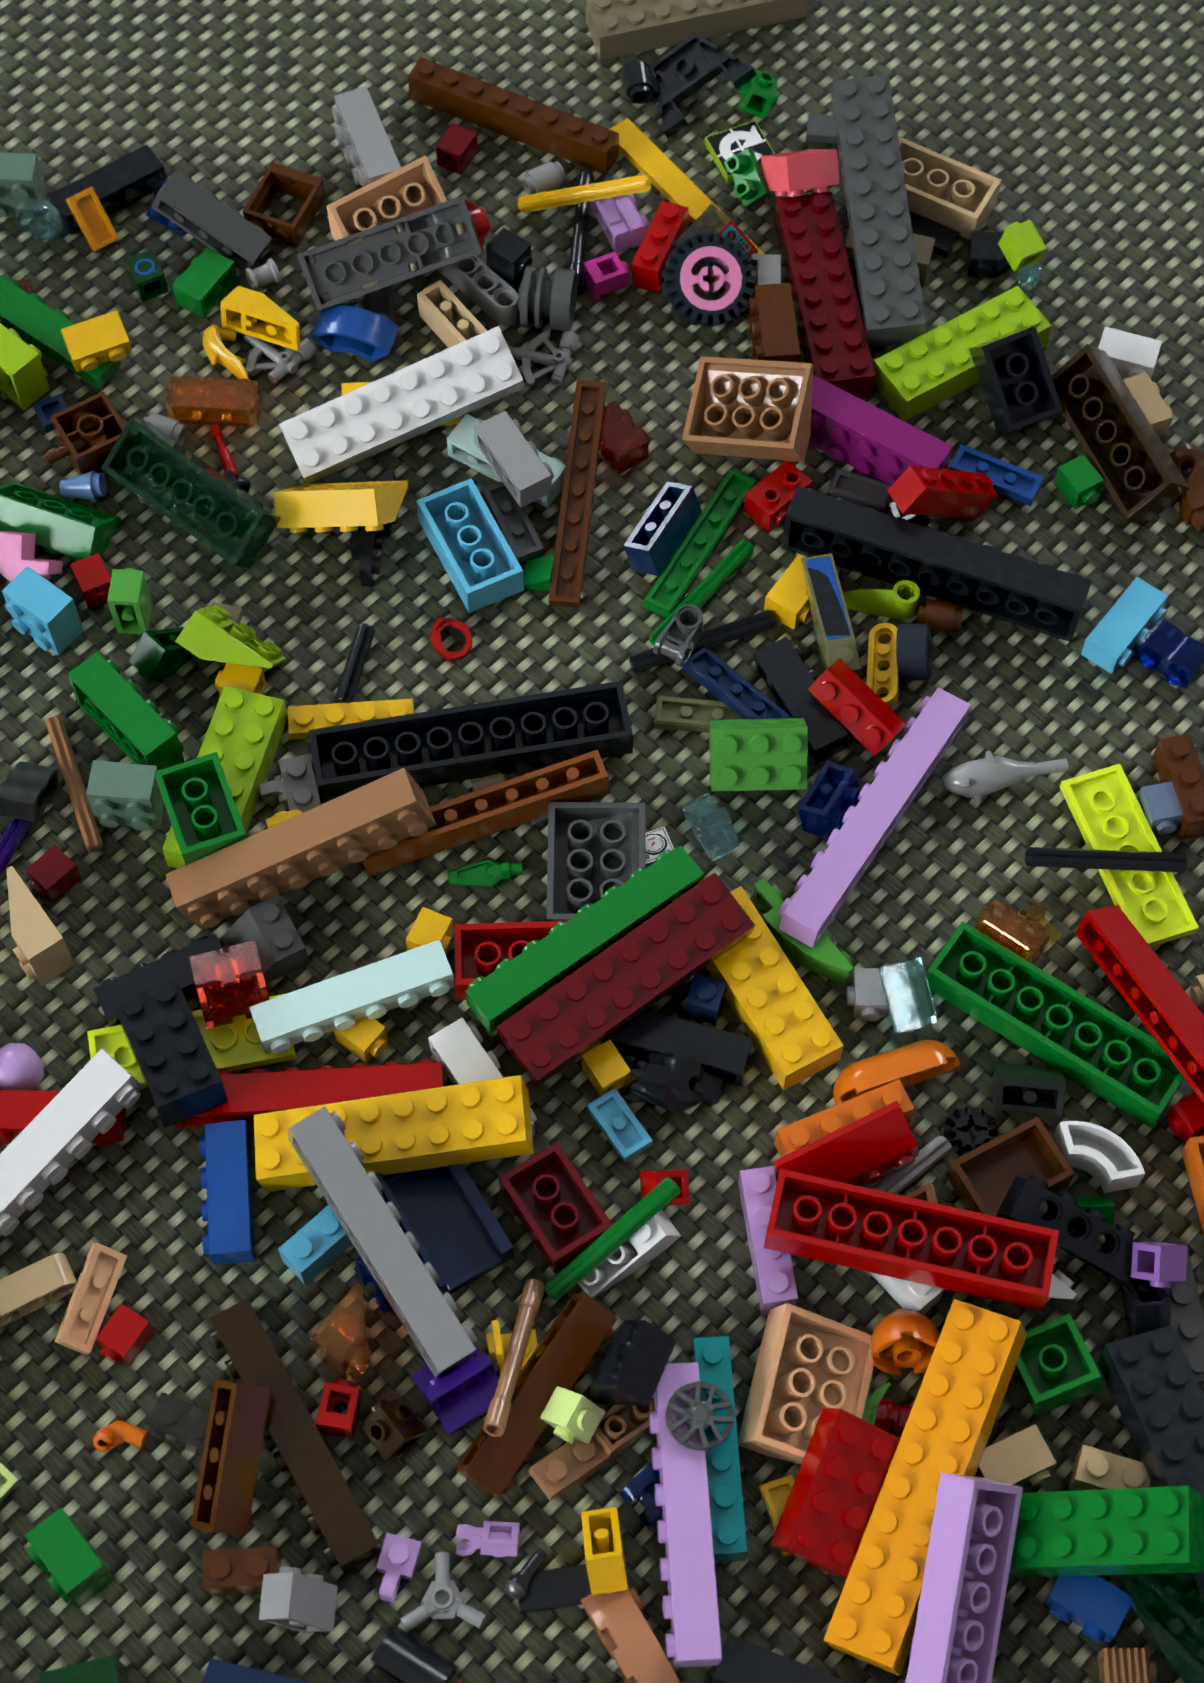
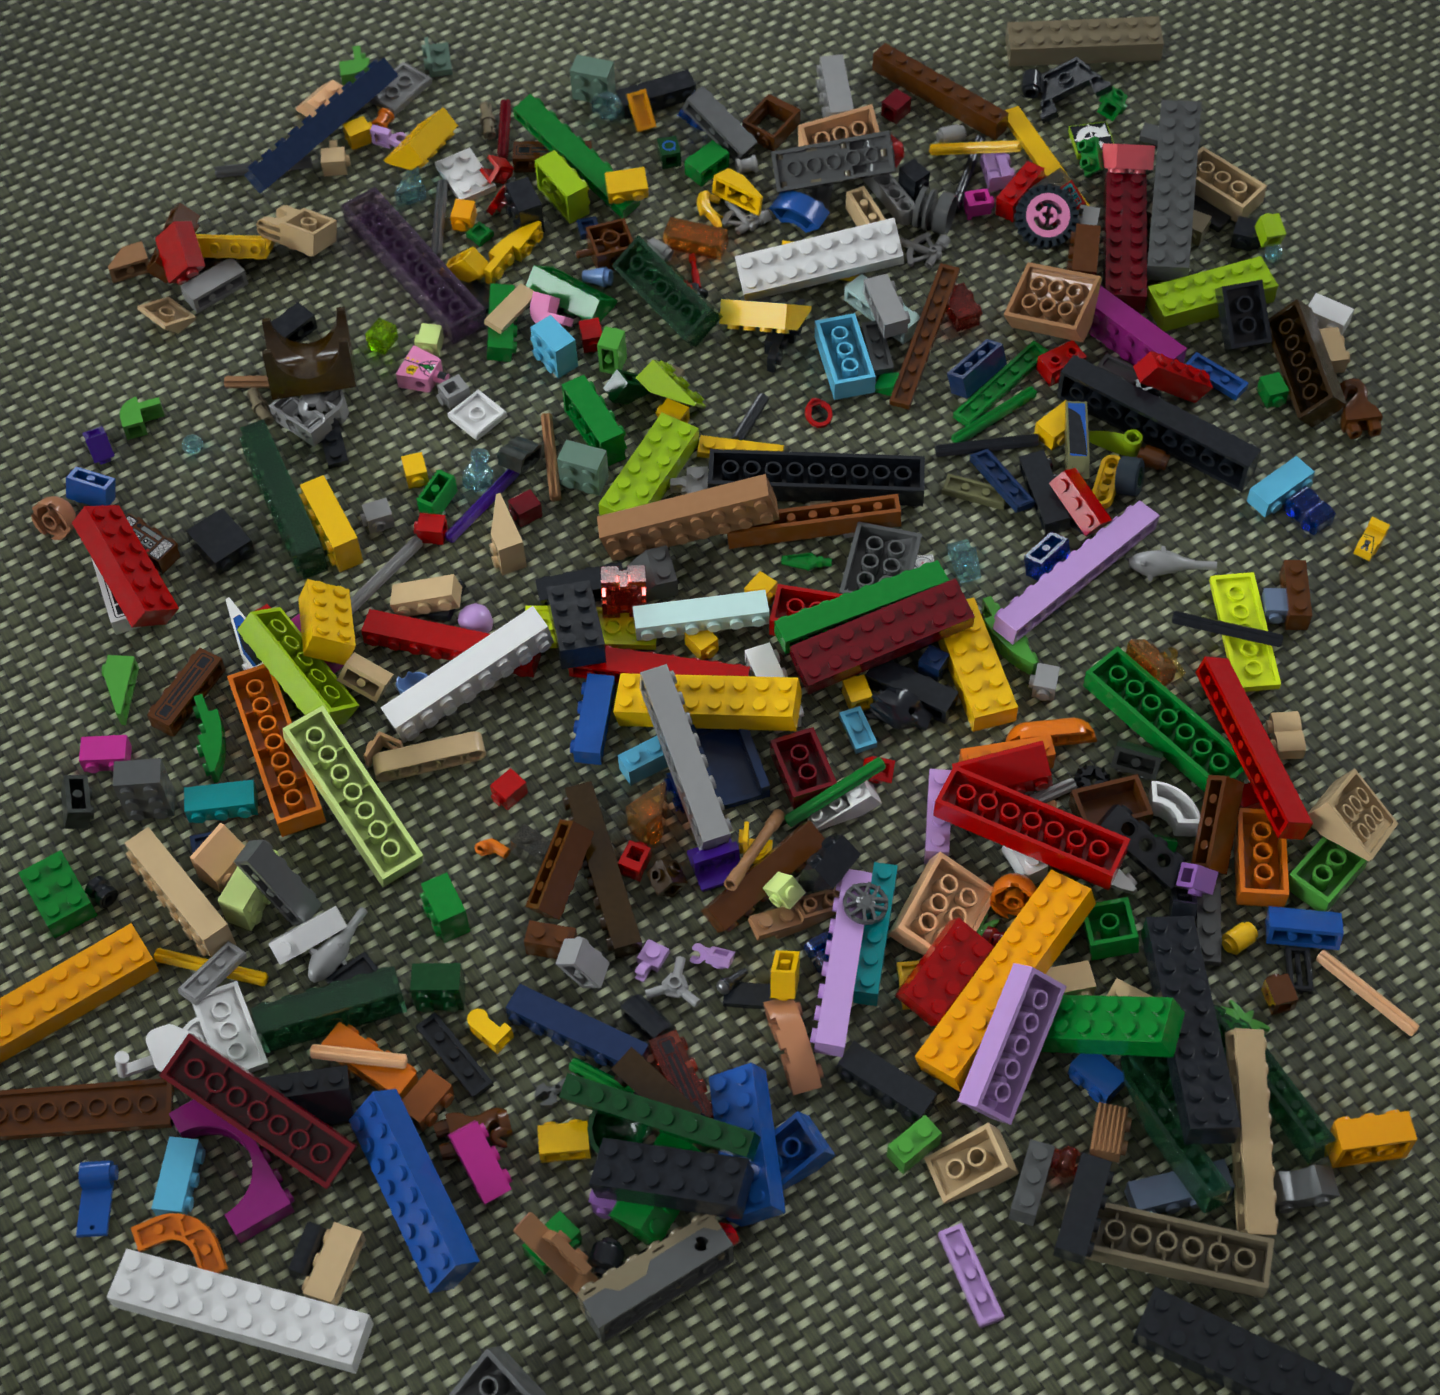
camera: 15 degrees right, 5 degrees down
(90, 1298) = (492, 763): light nougat plate -> none
(200, 807) = (628, 478): green brick -> none
(678, 639) = (972, 436): dark grey piece -> none
(758, 754) = (1005, 519): bright green brick -> none
(908, 995) = (1069, 685): clear light blue brick -> none
(1168, 1172) = (1218, 823): none -> reddish brown brick

